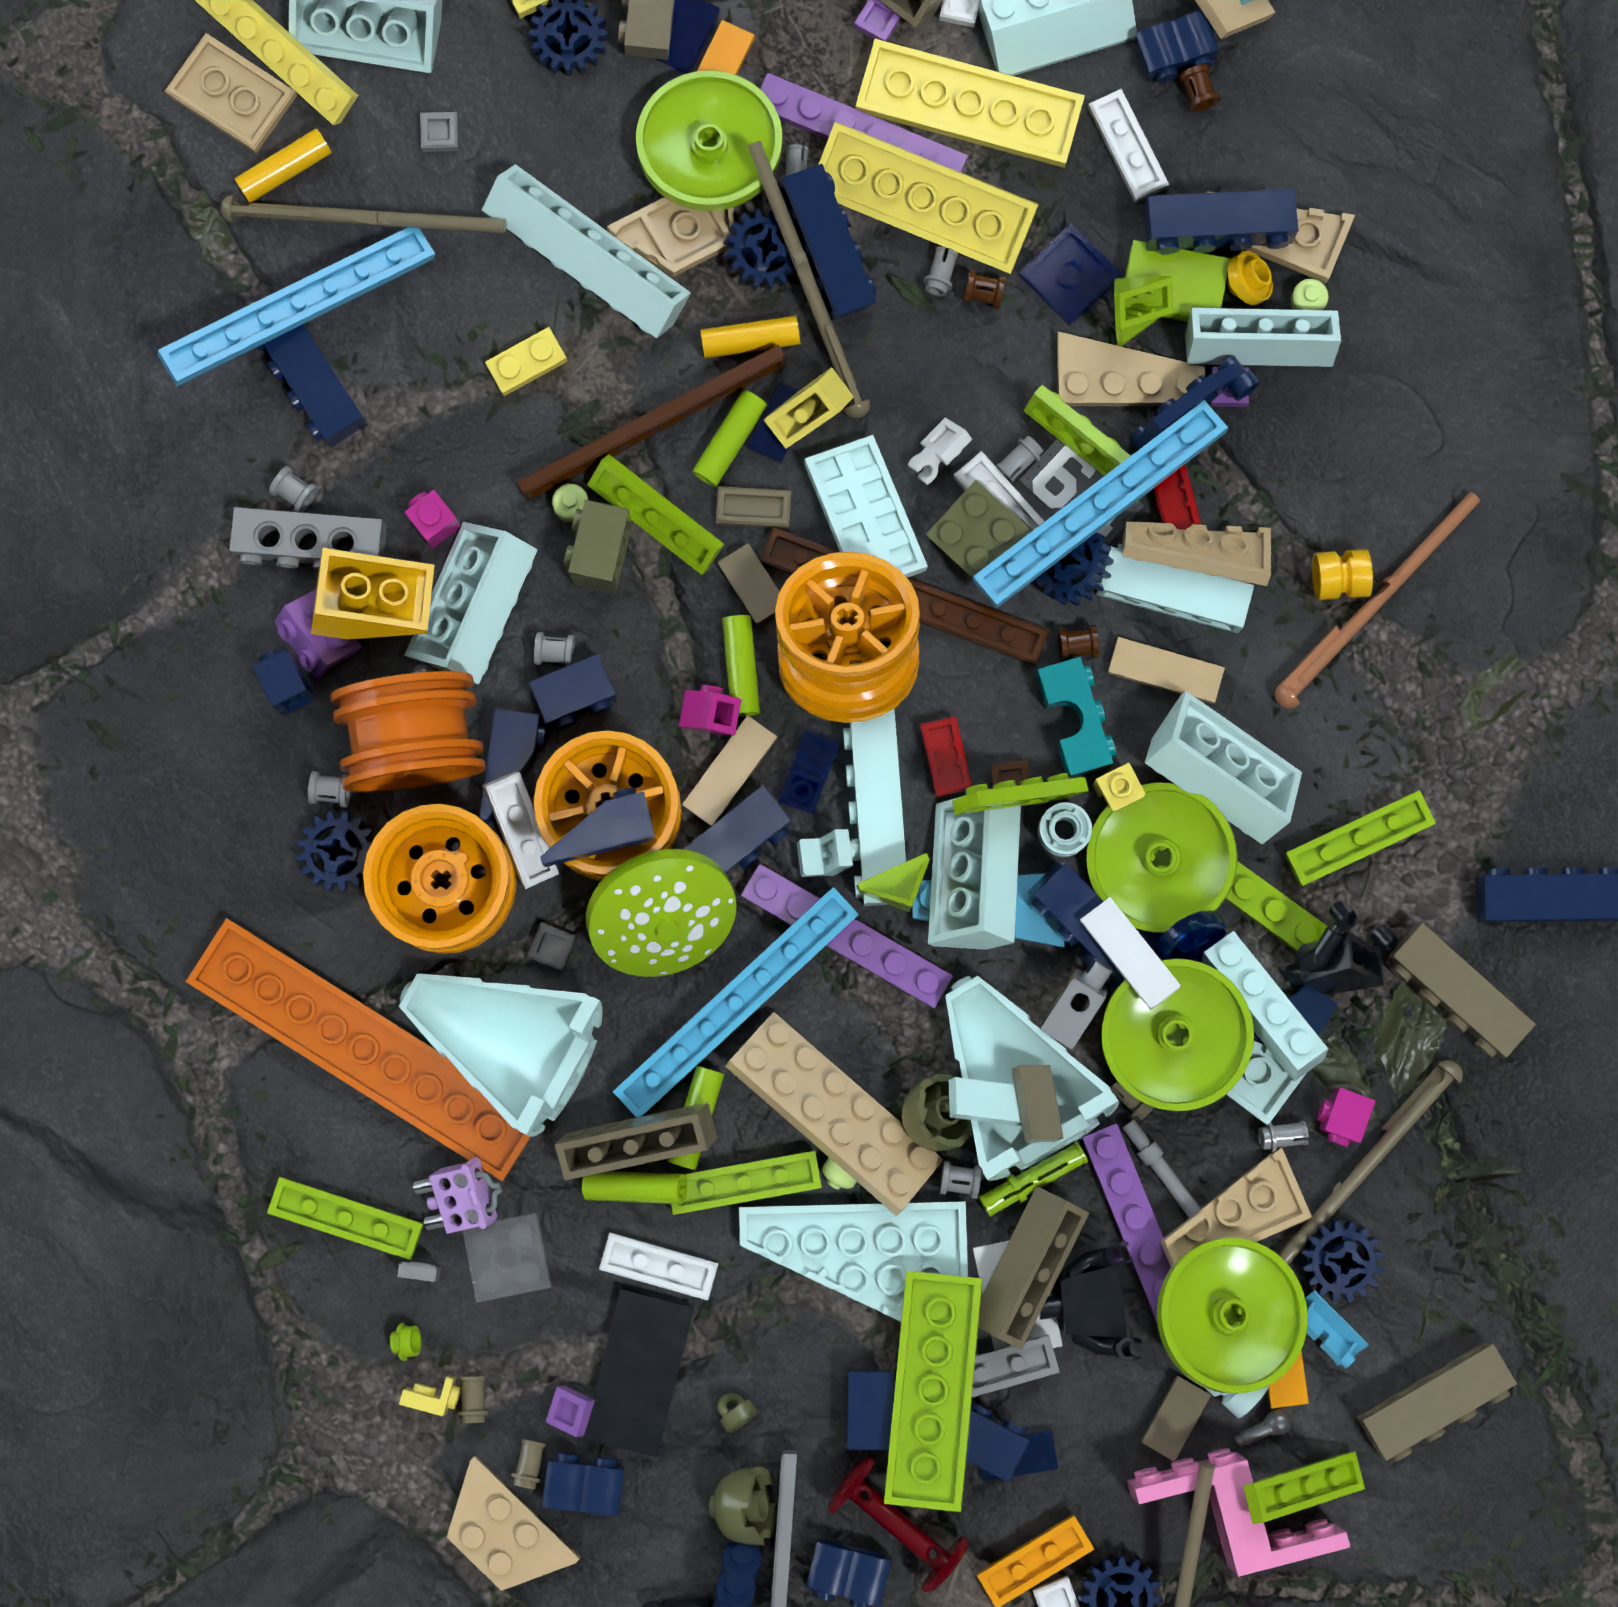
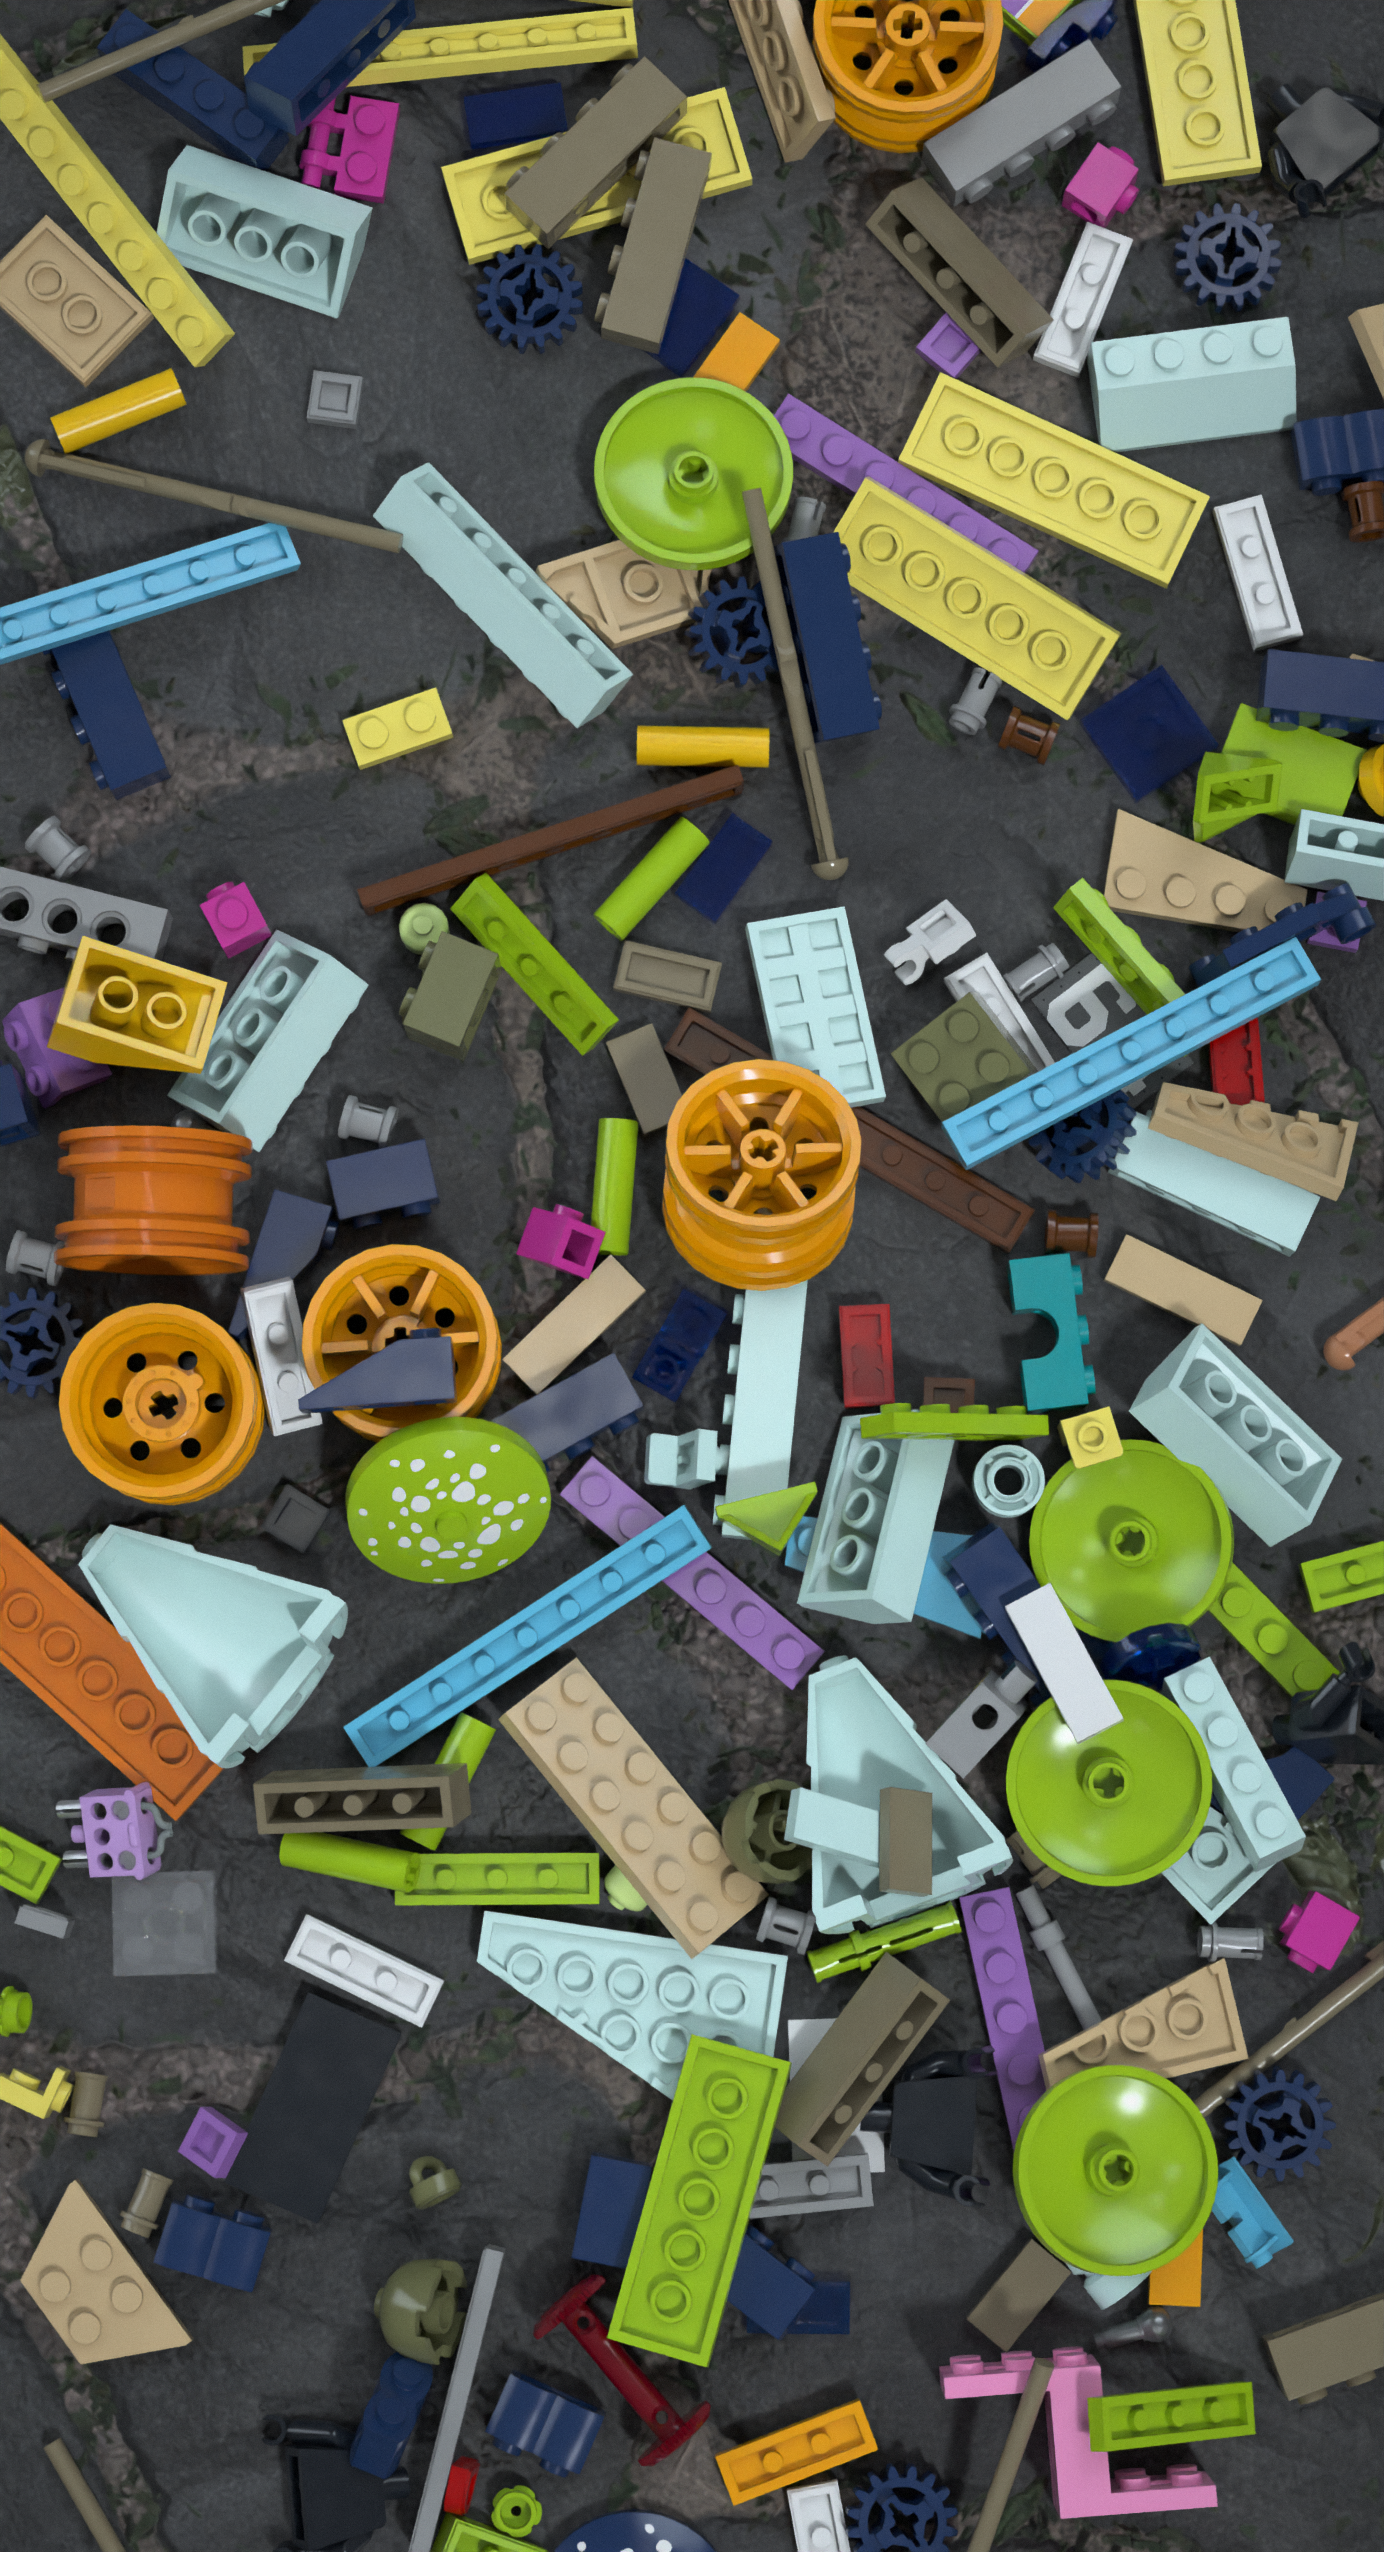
camera: 15 degrees right, 0 degrees up
(809, 408) = (764, 856): light yellow slope -> none

